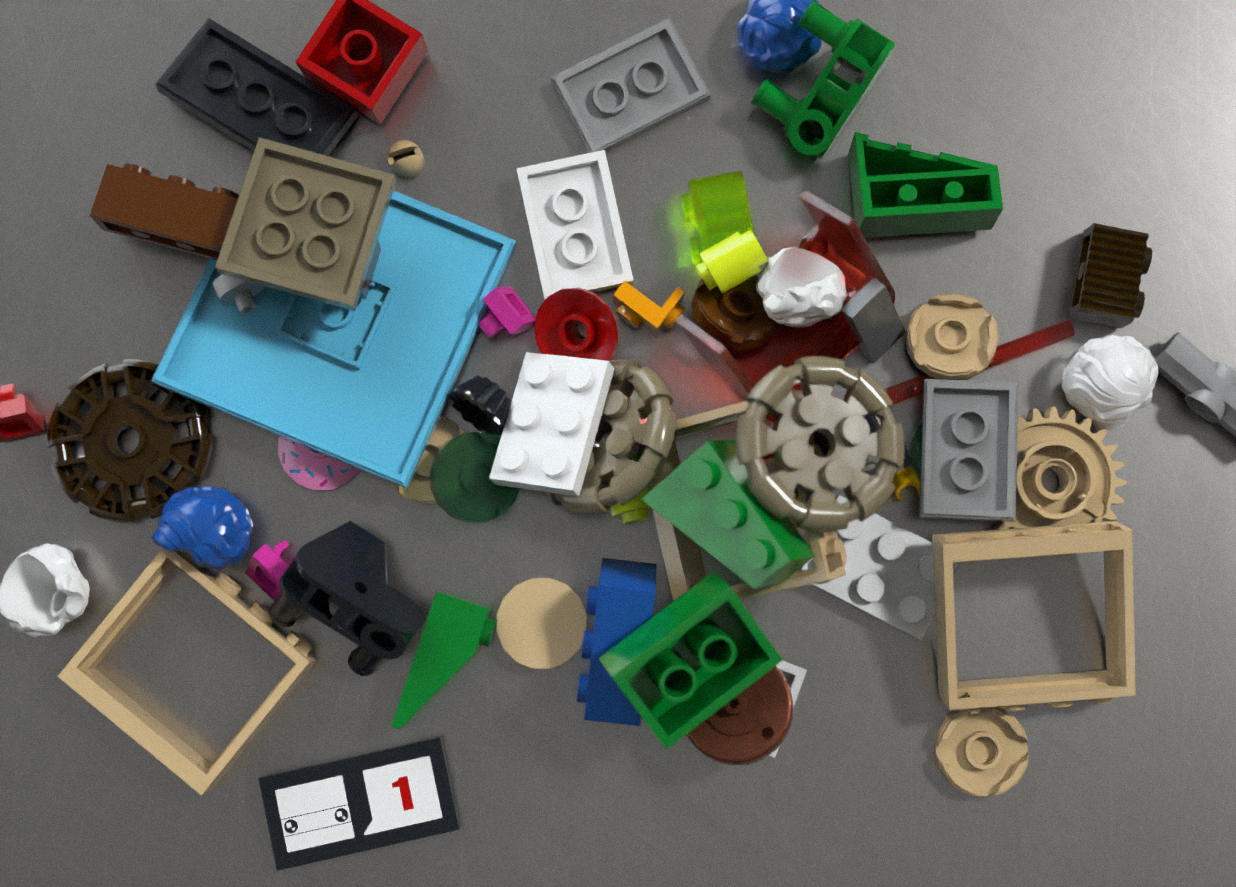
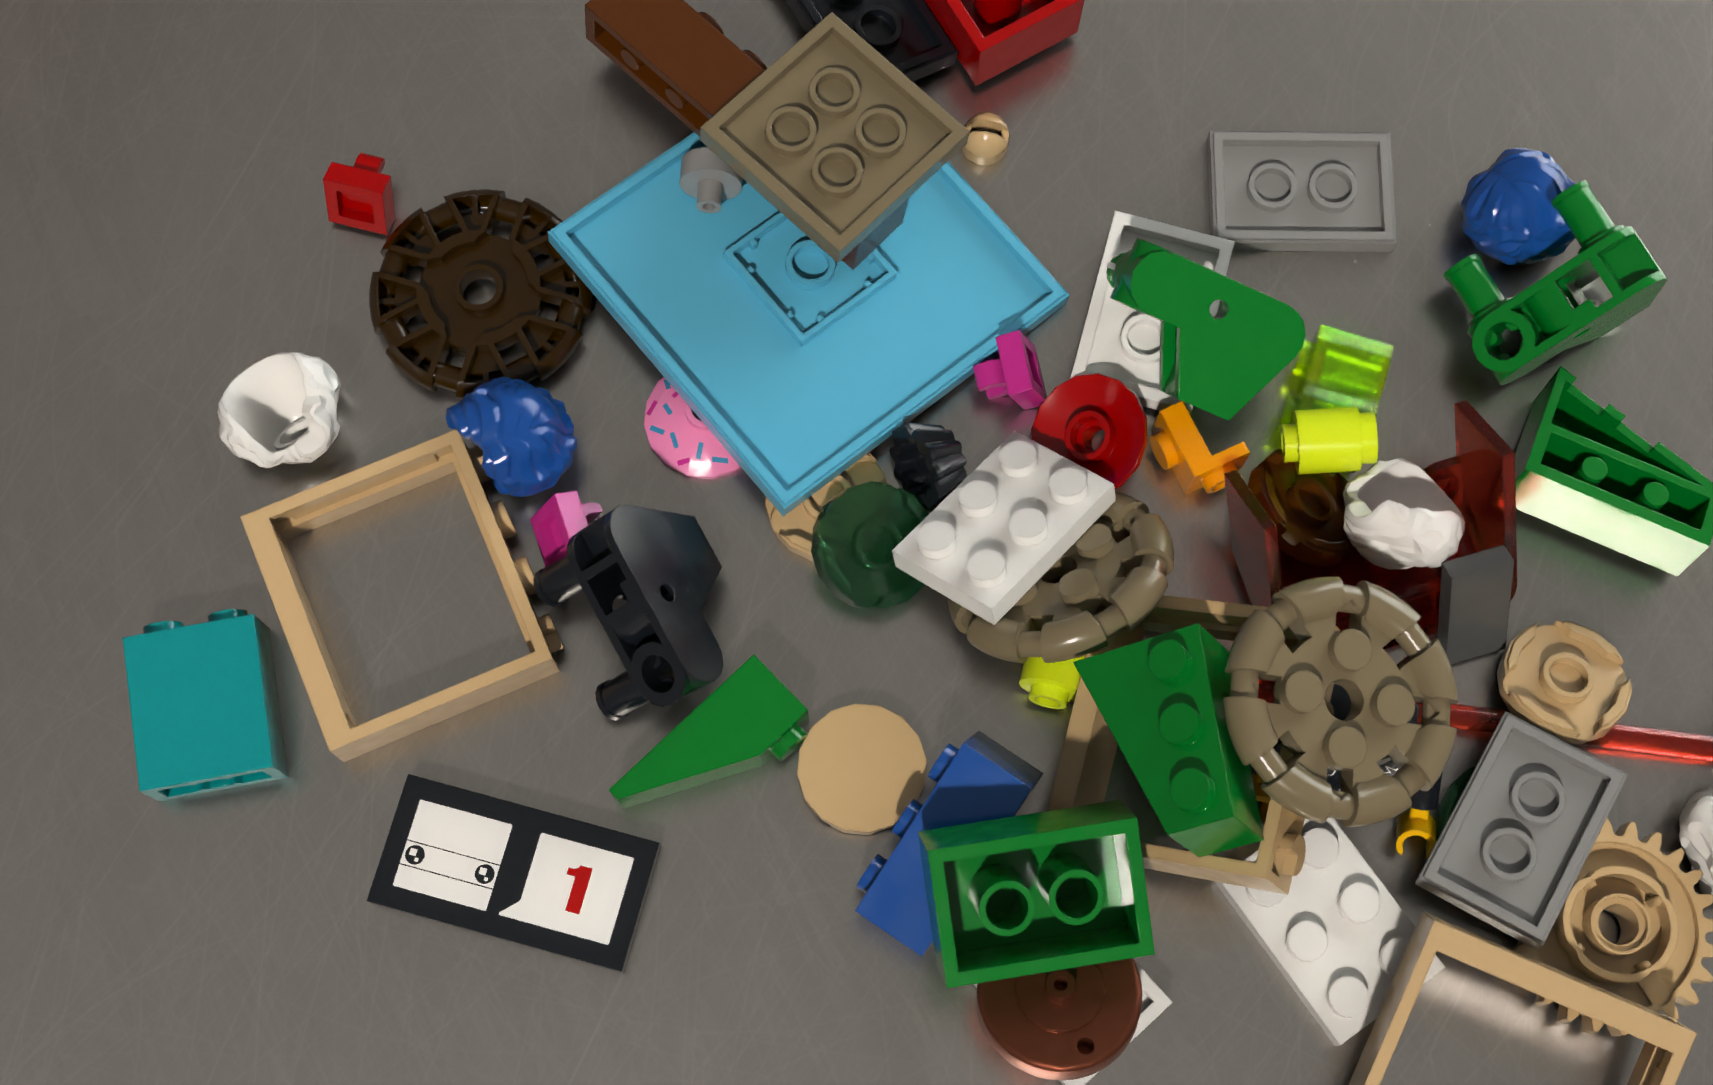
camera: 25 degrees right, 10 degrees down
(103, 804) = (204, 705): none -> teal brick
(632, 246) = (1205, 358): none -> green piece

